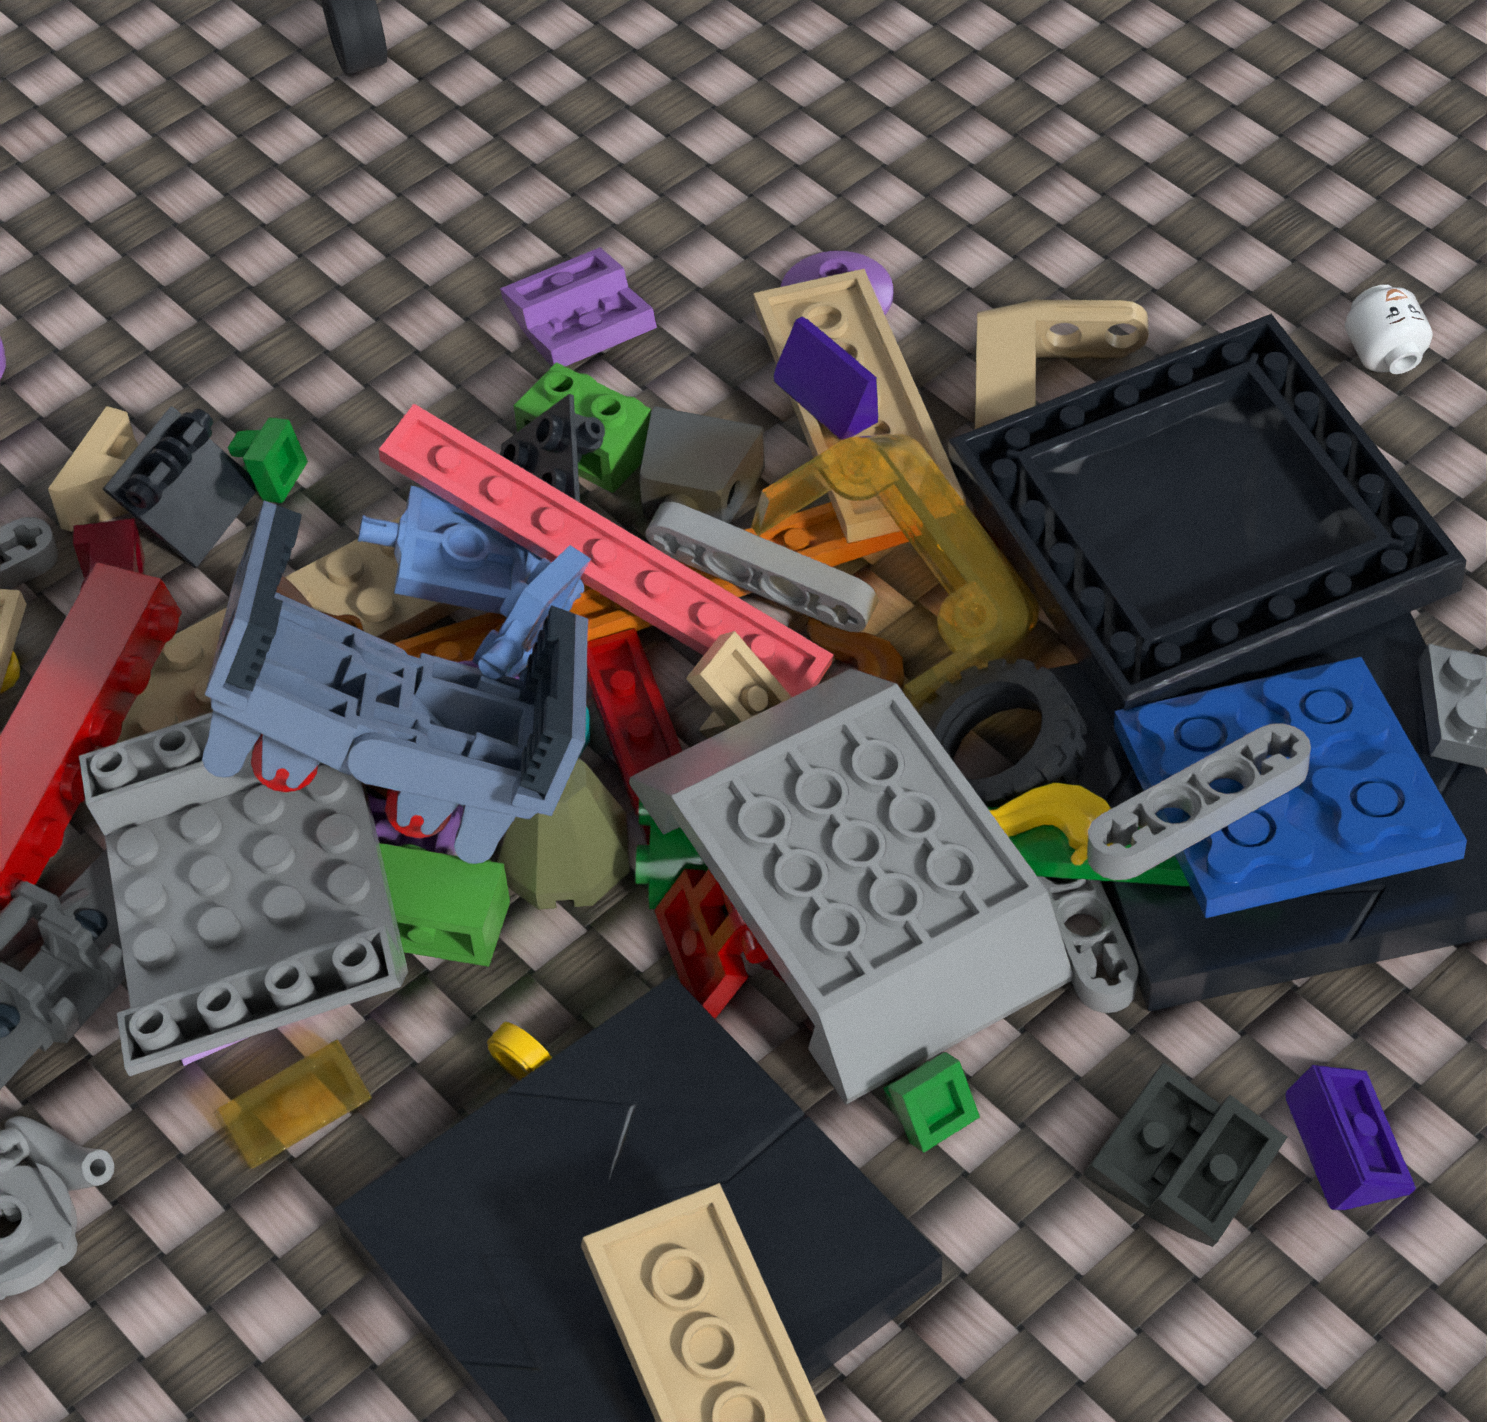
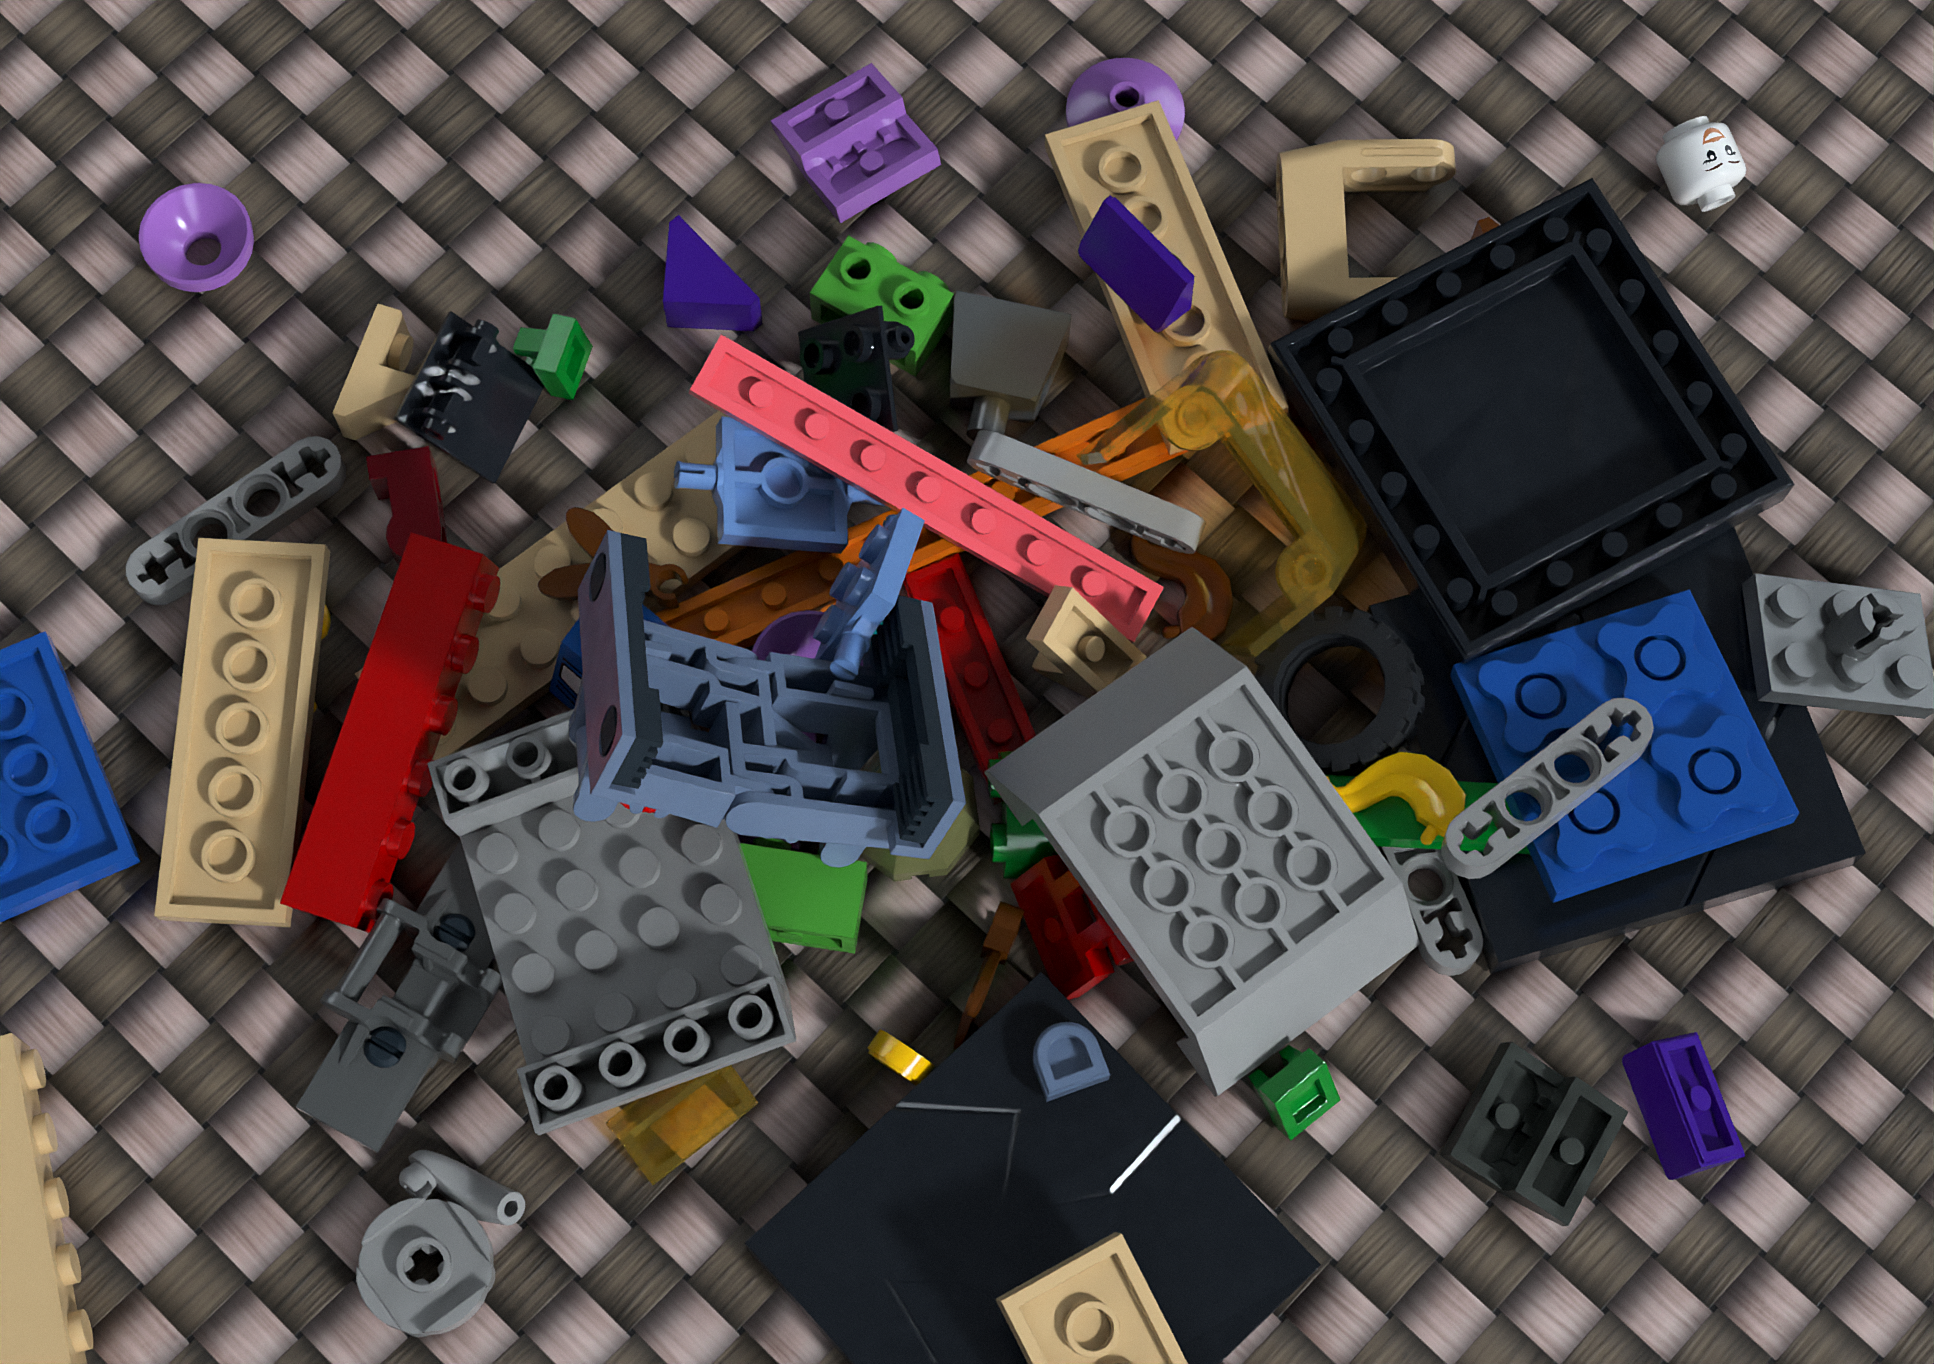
camera: 10 degrees left, 20 degrees up
(406, 384) = (703, 288): none -> dark purple slope
(632, 962) = (994, 951): none -> reddish brown piece
(690, 1050) = (1068, 1060): none -> sand blue tile

